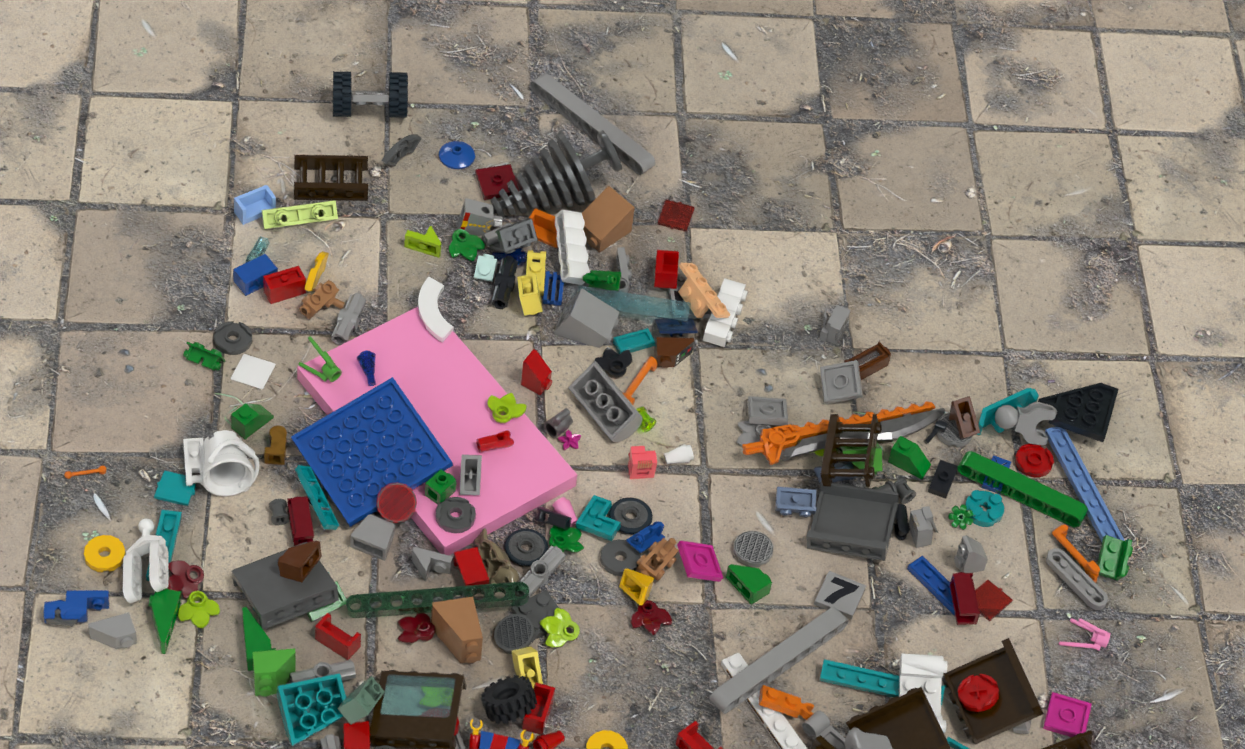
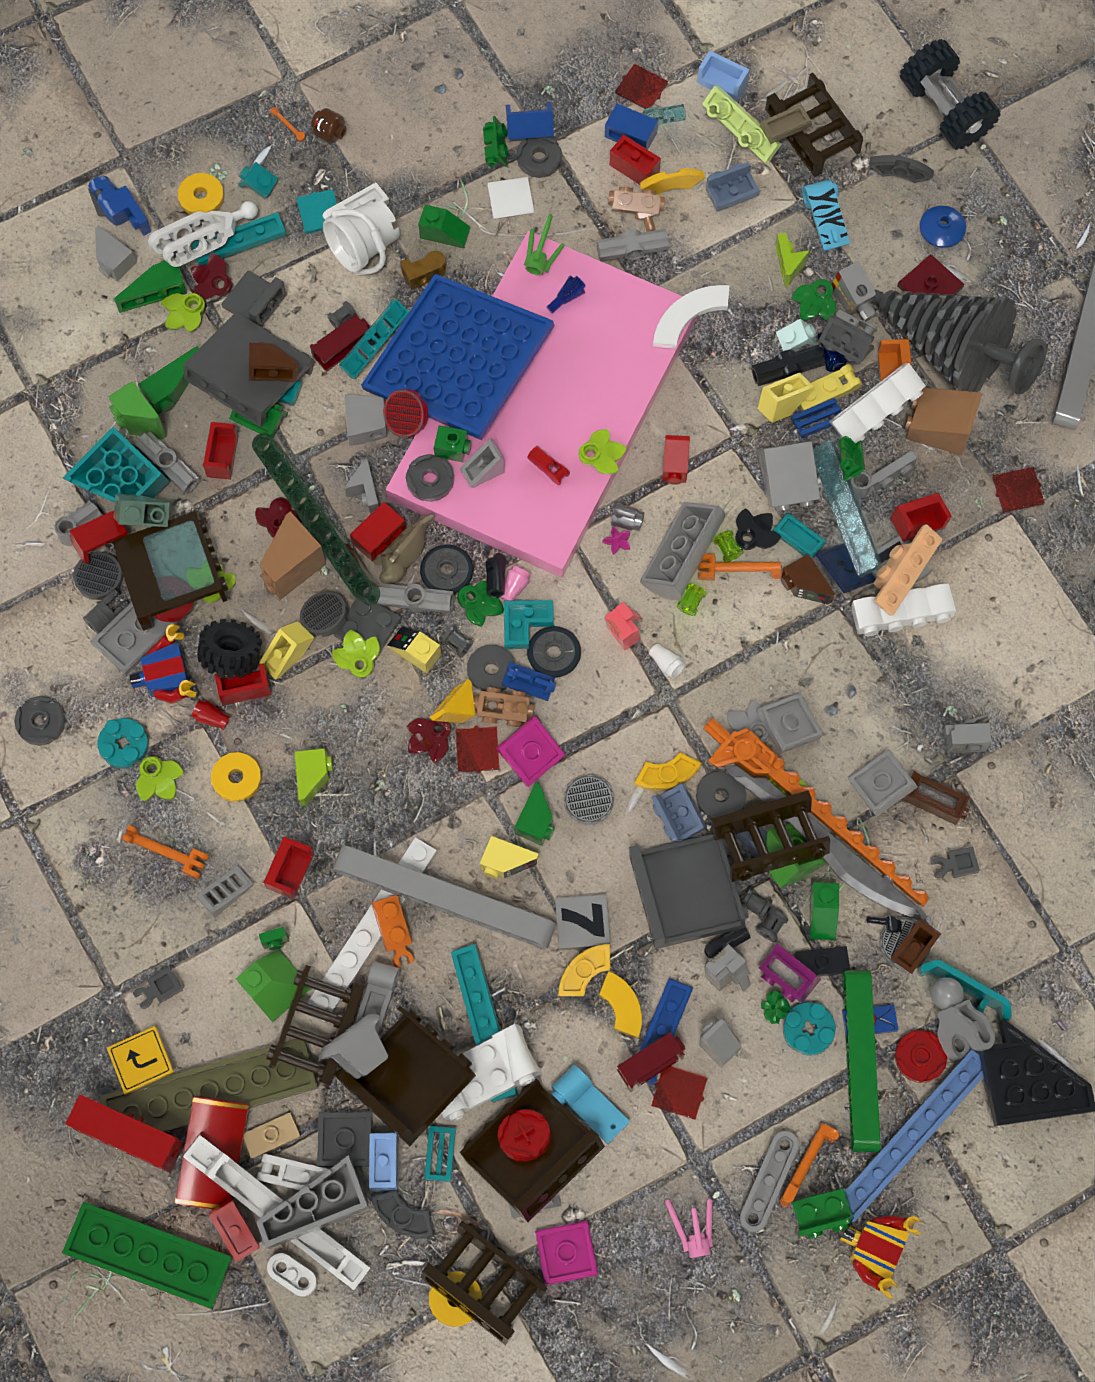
camera: 70 degrees right, 20 degrees up
(112, 444) = (328, 125): none -> reddish brown head
(120, 509) = (257, 179): none -> teal bracket
(209, 325) = (530, 123): none -> blue panel
(222, 255) = (641, 87): none -> clear red piece
(223, 557) = (255, 297): none -> dark grey bracket
(324, 187) = (785, 124): none -> dark tan tile
(346, 244) = (731, 186): none -> sand blue bracket
(392, 200) = (826, 213): none -> medium azure door
(577, 591) = (415, 648): none -> light yellow slope
(588, 565) = (457, 641): none -> dark grey bush
(619, 379) = (728, 546): none -> clear neon green bush
(635, 700) = (311, 773): none -> lime slope
(675, 595) = (477, 749): none -> clear red piece
(762, 496) = (667, 775): none -> yellow tile
(769, 614) = (506, 859): none -> light yellow slope
(796, 466) = (715, 782): none -> dark grey tile
(875, 610) = (583, 969): none -> yellow tile
(911, 600) = (624, 1004): none -> yellow tile
(917, 374) = (960, 862): none -> dark grey plate
(944, 495) = (789, 973): none -> magenta window
(960, 654) = (589, 1104): none -> medium azure door
(1152, 542) = (879, 1248): none -> torso

